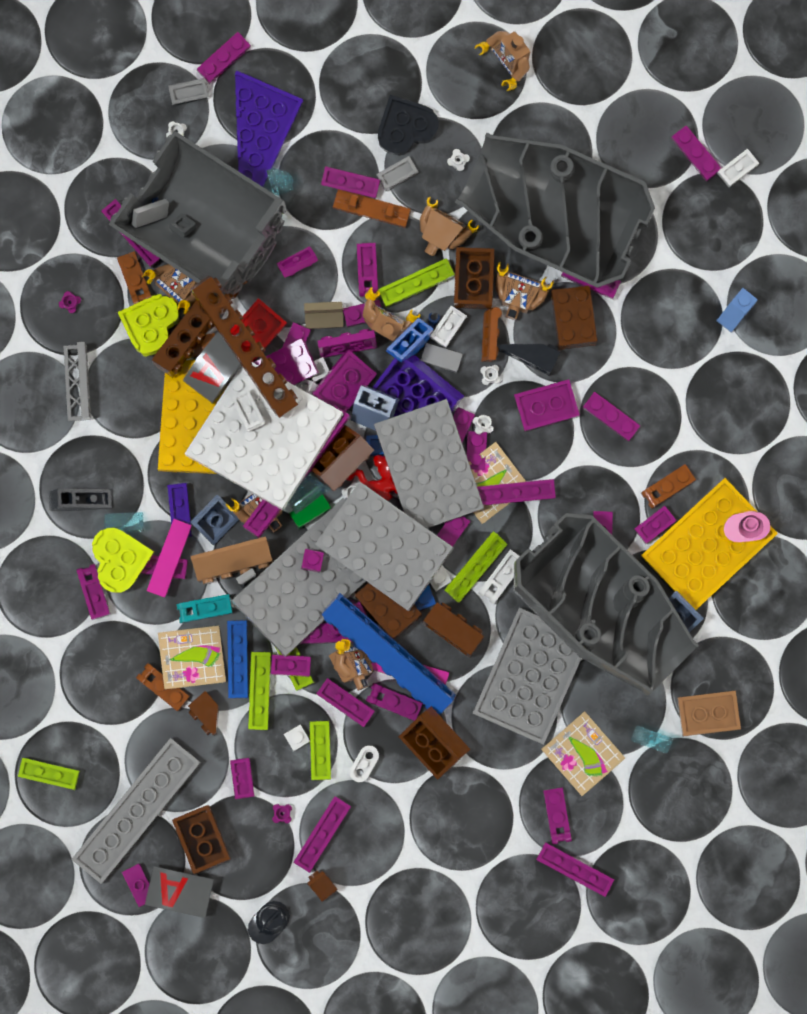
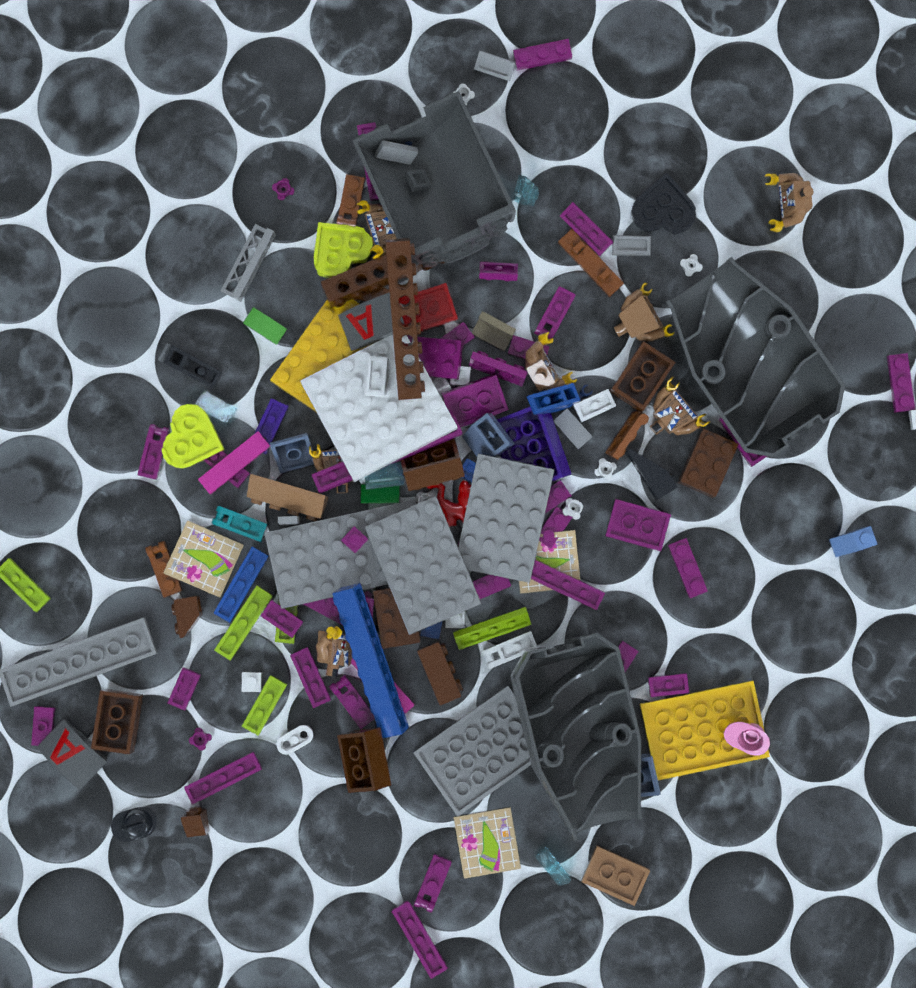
camera: 25 degrees right, 5 degrees up
(124, 427) = (264, 325): none -> bright green slope
(262, 124) = (541, 133): dark purple wing -> none
(416, 282) = (590, 351): lime plate -> none
(668, 486) = (700, 658): dark orange plate -> none

